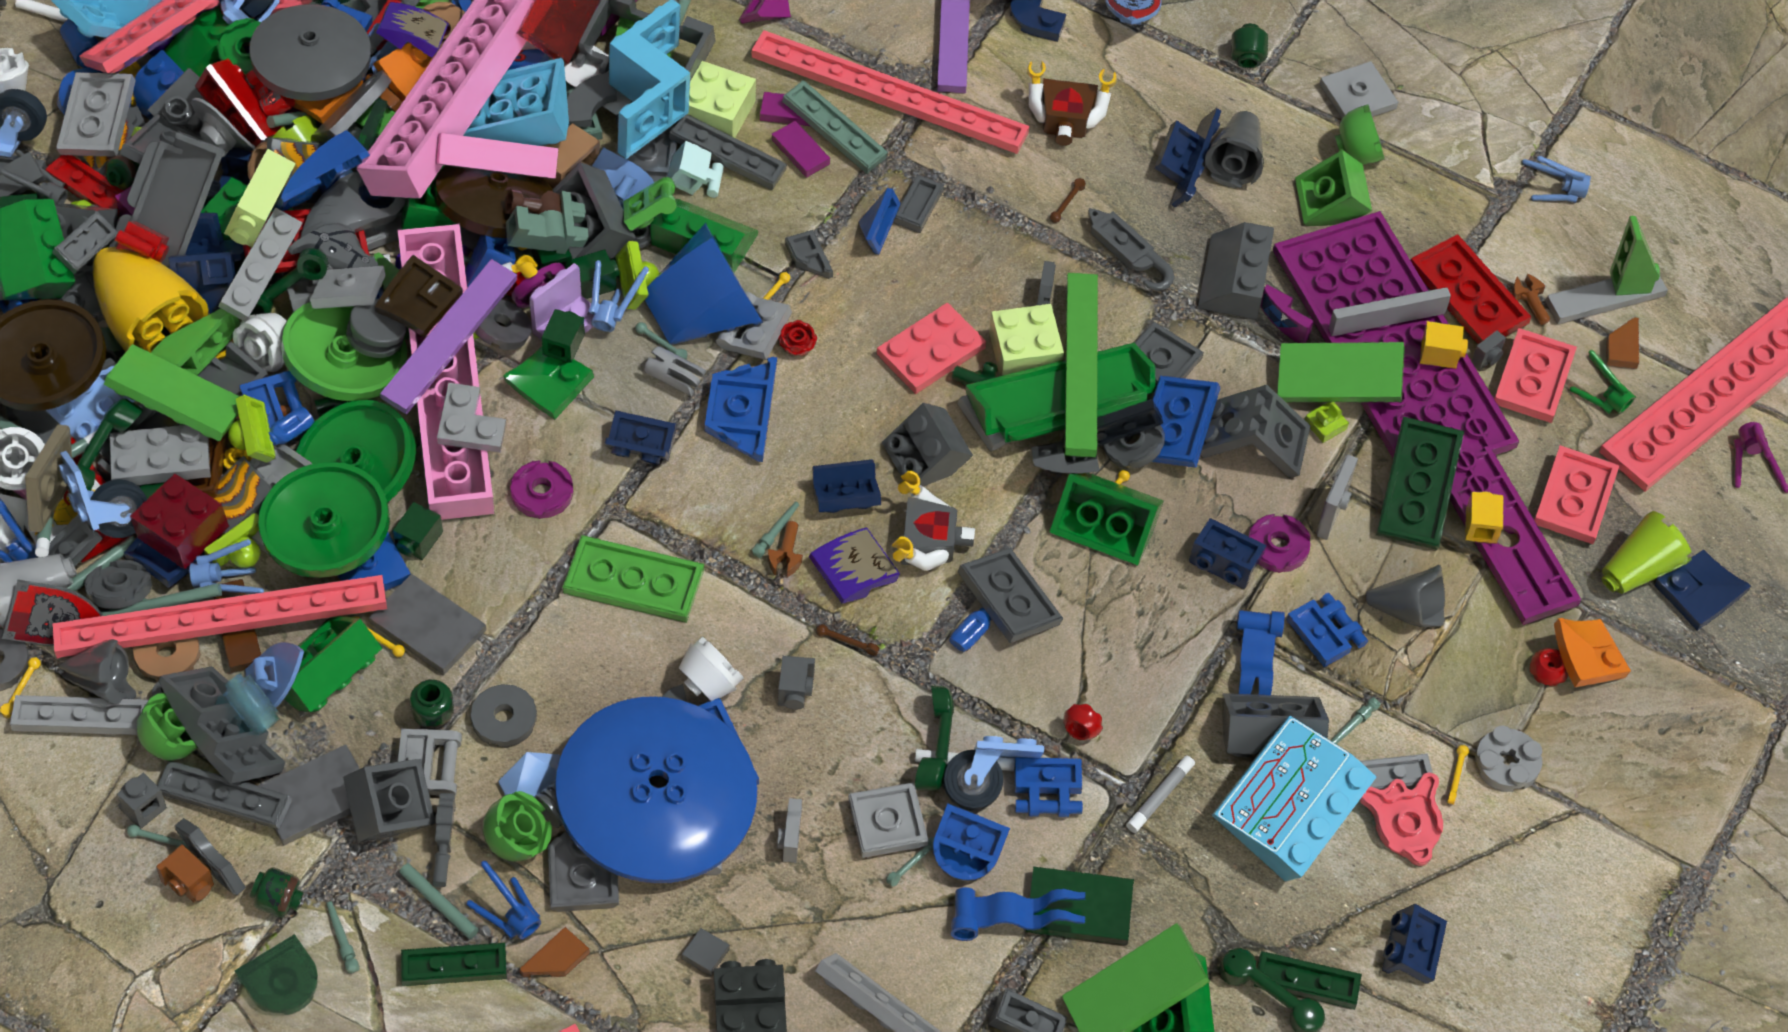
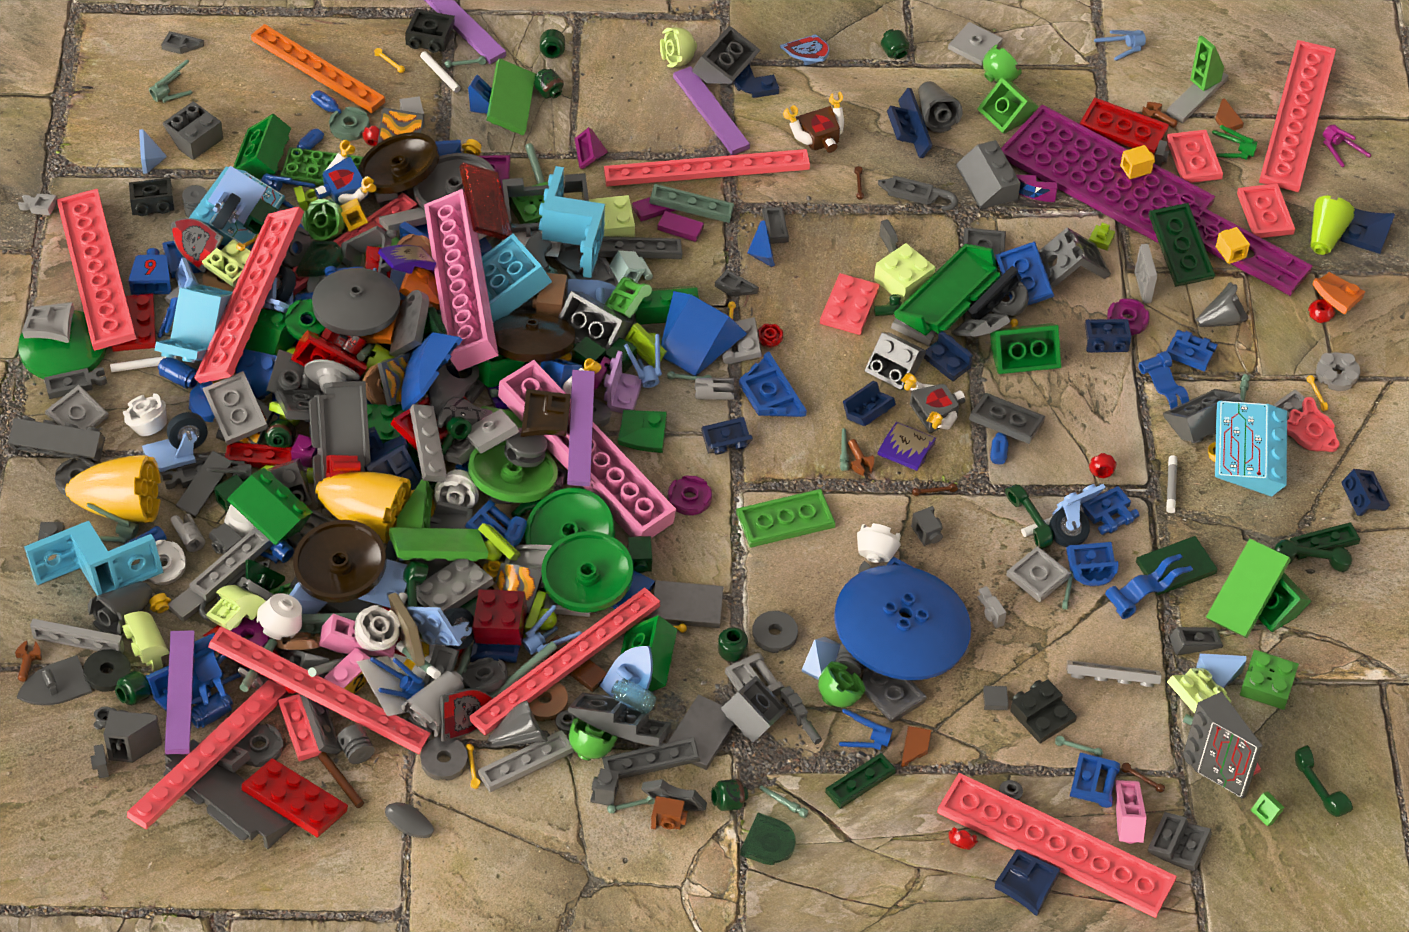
camera: 30 degrees left, 5 degrees down
(85, 242) = (305, 483): dark grey plate -> none
(259, 198) = (407, 400): yellowish green brick -> none
(438, 901) = (823, 751): sand green bar -> none
(463, 427) = (629, 476): light grey plate -> none
(496, 156) = (522, 309): bright pink tile -> none
(550, 226) = (582, 333): sand green hips -> none
(563, 335) = (637, 398): dark green brick -> none
(999, 478) = (949, 357): none -> dark blue bracket
(1081, 365) = (950, 268): bright green tile -> none
(1341, 372) = (1094, 203): bright green tile -> none
(1389, 311) = (1094, 157): light grey tile -> none

